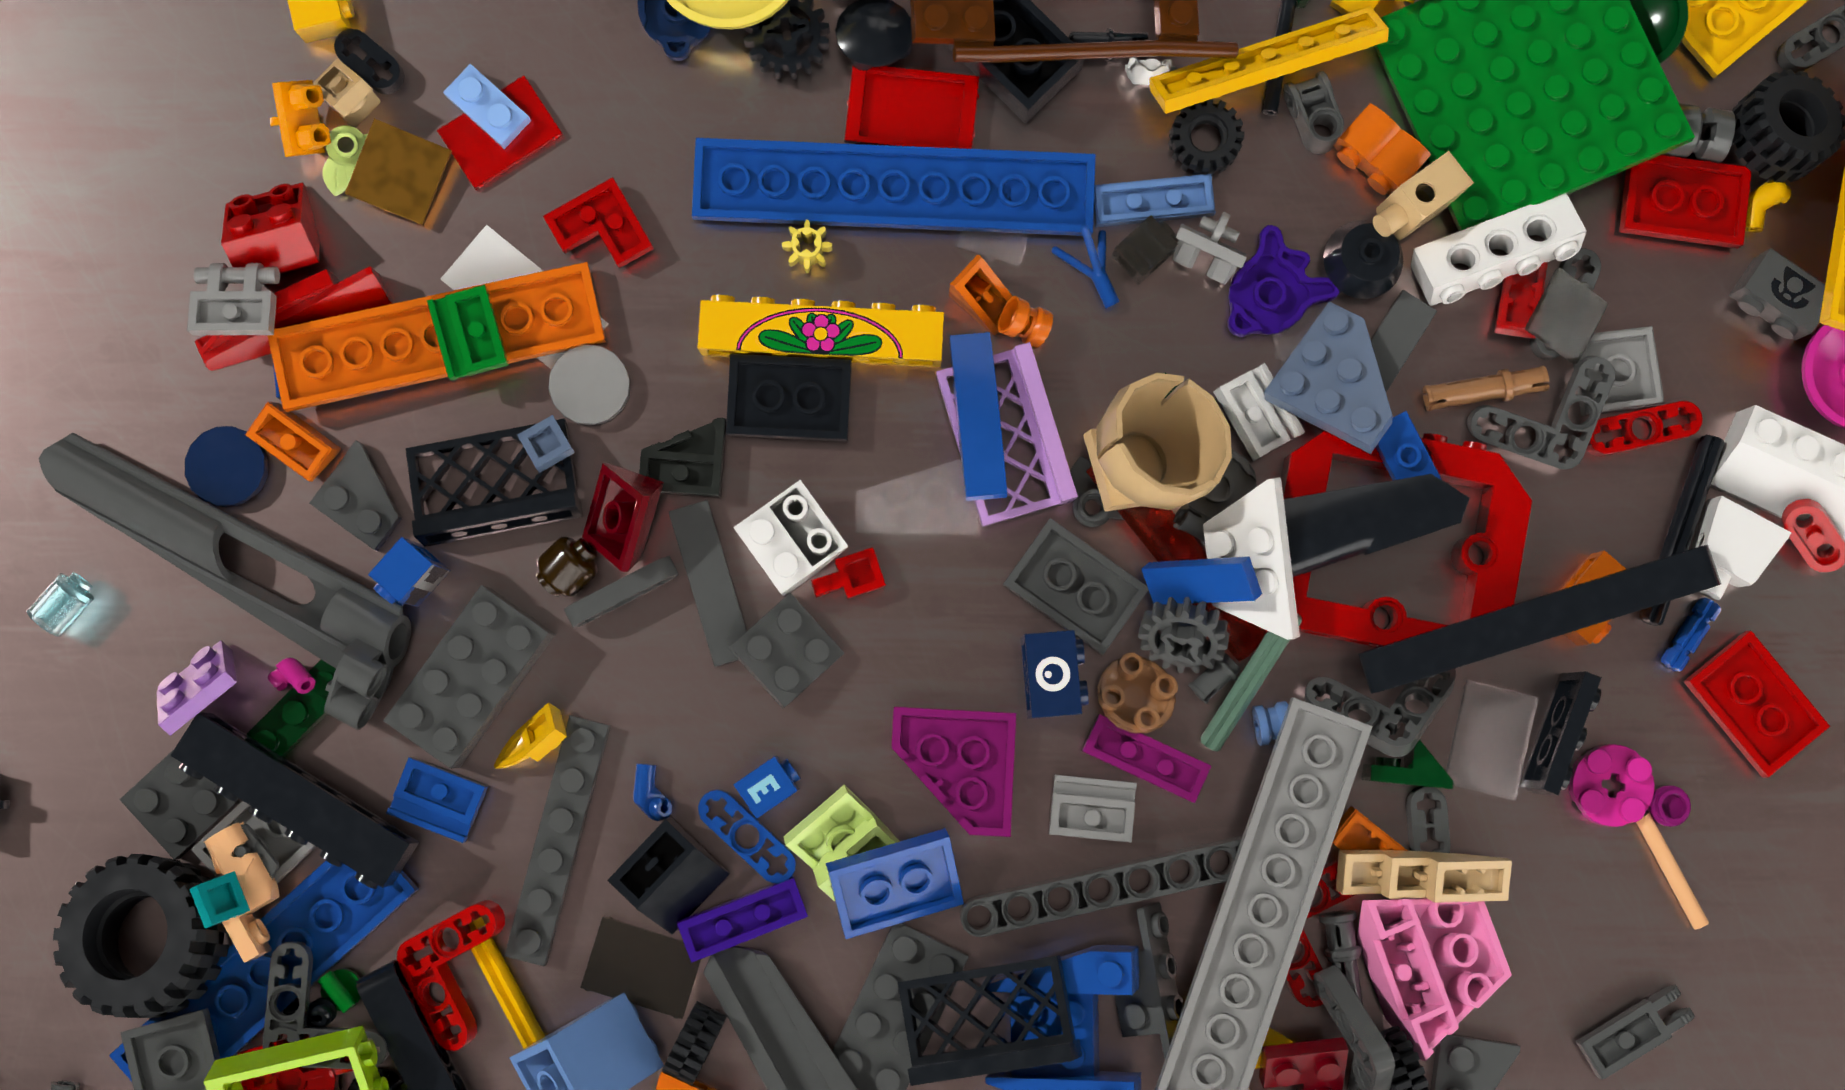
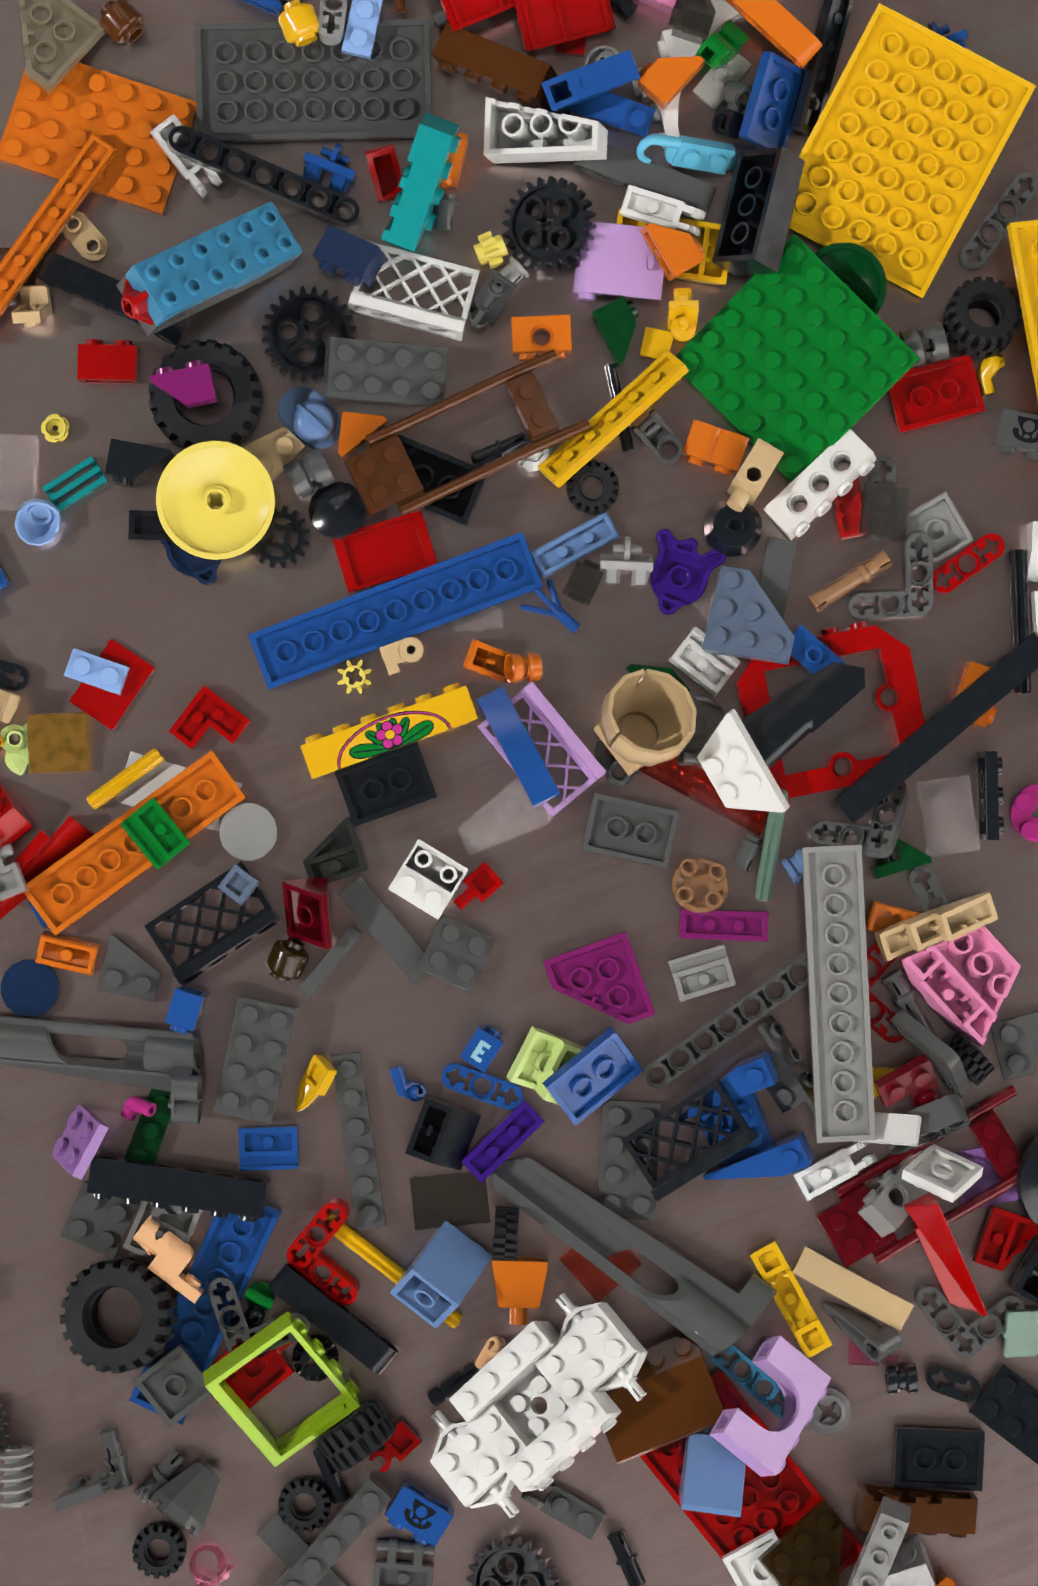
camera: 15 degrees left, 5 degrees up
(219, 899) = (163, 1269): teal plate -> none
(463, 254) = (125, 779): none -> yellow axle
(878, 240) = (406, 650): none -> tan leg
(1053, 674) = (638, 897): dark blue brick -> none
(1184, 635) = (714, 834): dark grey gear -> none
(1202, 580) = (710, 796): blue tile -> none

